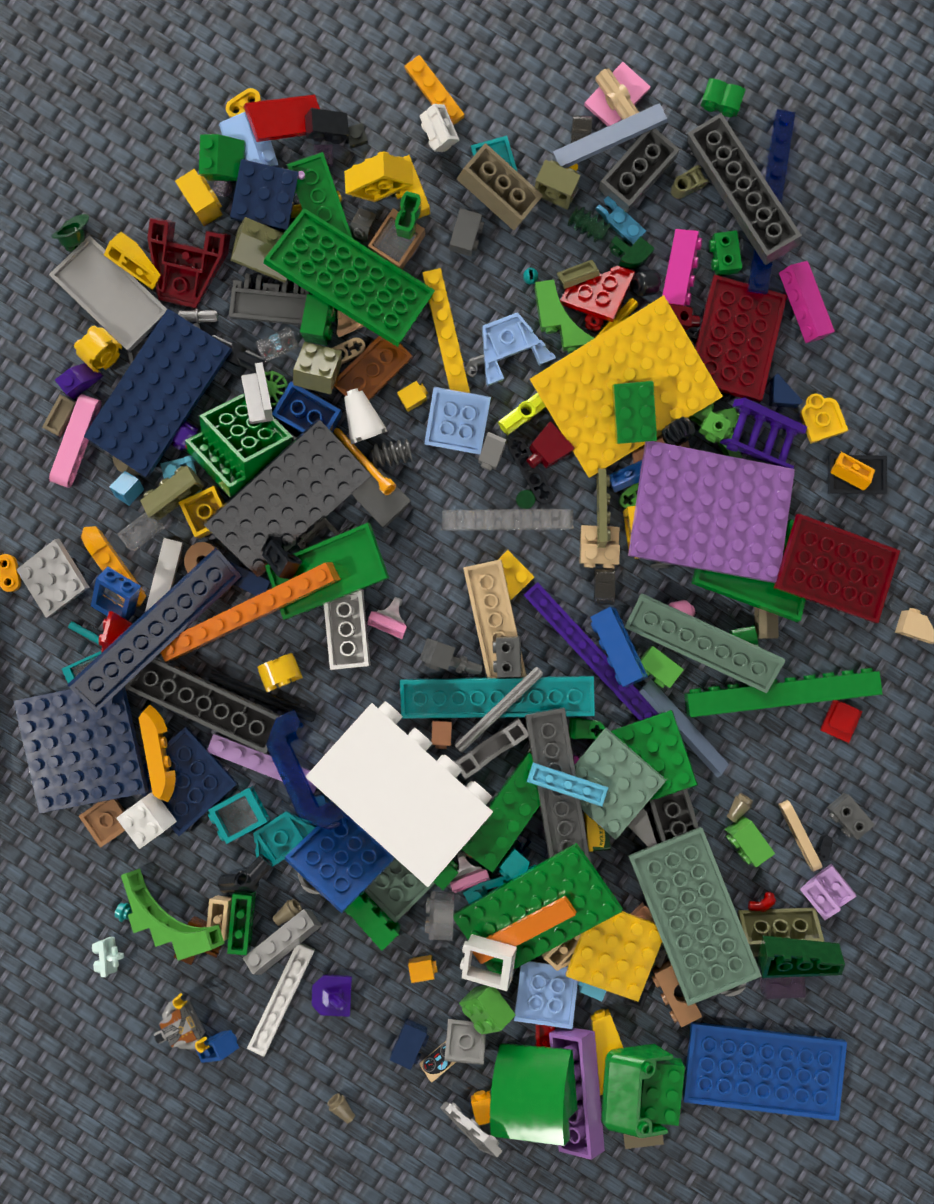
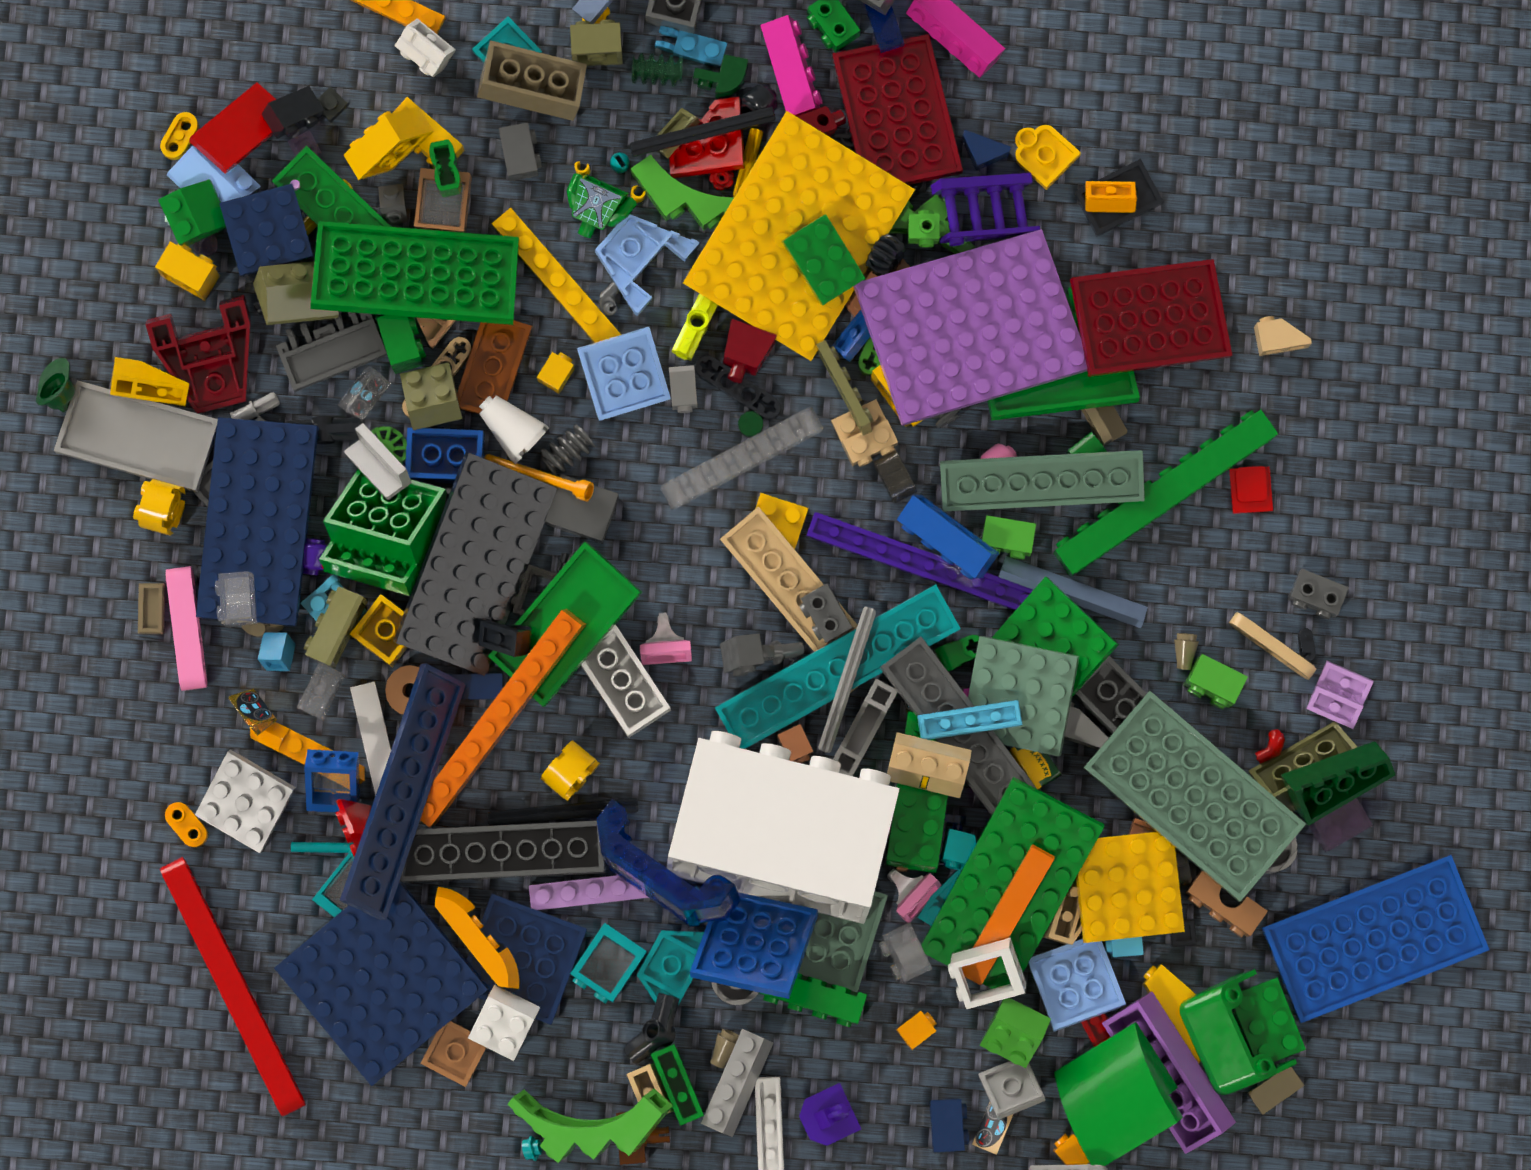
camera: 30 degrees left, 5 degrees down
(77, 380) = (152, 555): dark purple slope -> none
(88, 519) = (253, 710): none -> slope
(113, 438) = (236, 599): none -> clear brick
(447, 875) = (884, 901): green brick -> none
(501, 294) = (598, 202): none -> green torso
(523, 801) = (929, 765): none -> tan slope
(597, 281) = (702, 131): none -> black axle

